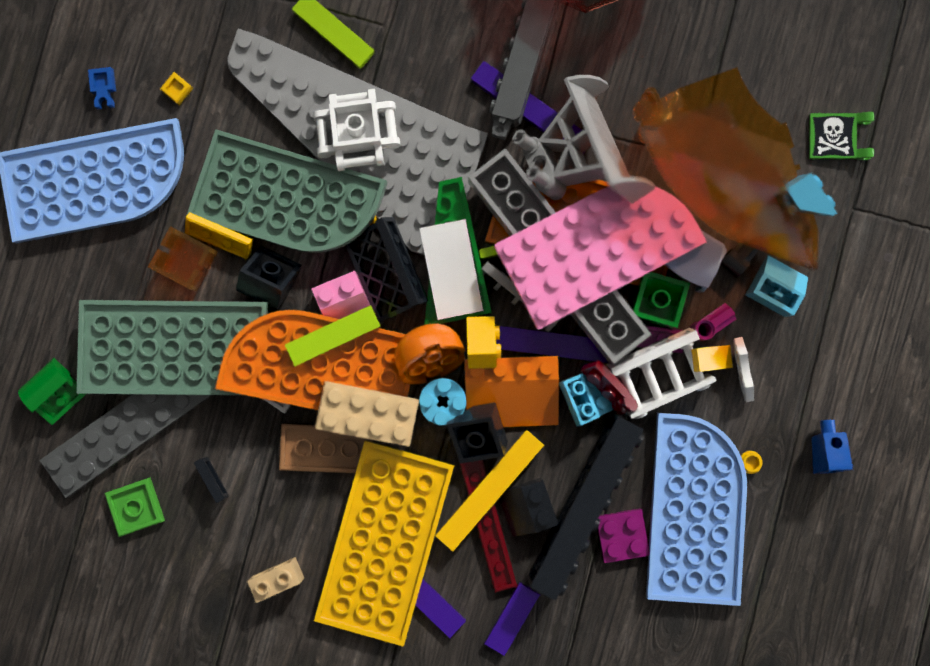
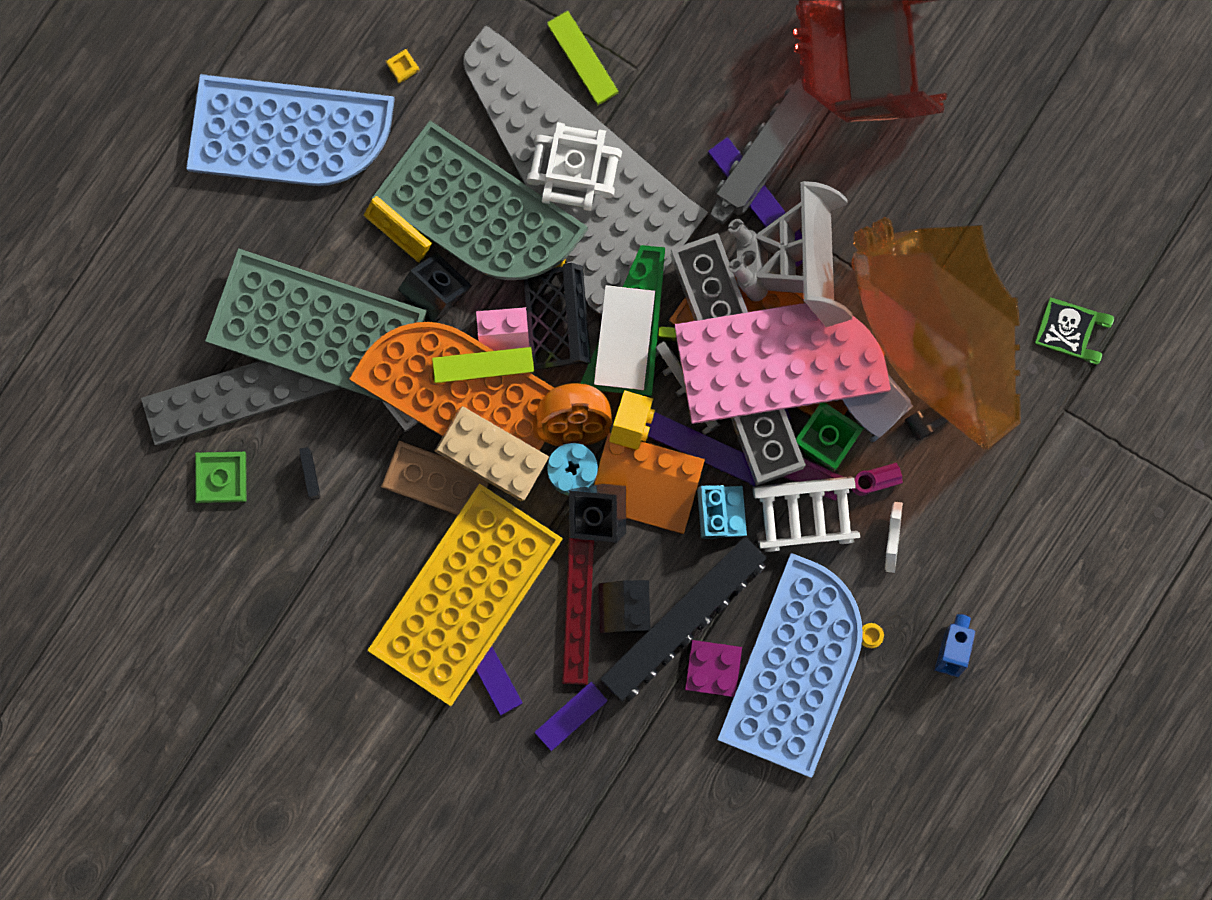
camera: 20 degrees right, 5 degrees down
(50, 392) = (177, 332): green brick -> none
(102, 84) = (329, 38): blue plate -> none
(185, 259) = (356, 242): clear orange piece -> none
(275, 579) = (342, 595): tan brick -> none
(489, 490) = (591, 575): yellow tile -> none
(610, 387) = (748, 508): dark red hinge -> none
(711, 358) = (864, 514): yellow tile -> none
(778, 287) = (956, 463): medium azure slope -> none
(808, 197) = (1008, 378): medium azure slope -> none

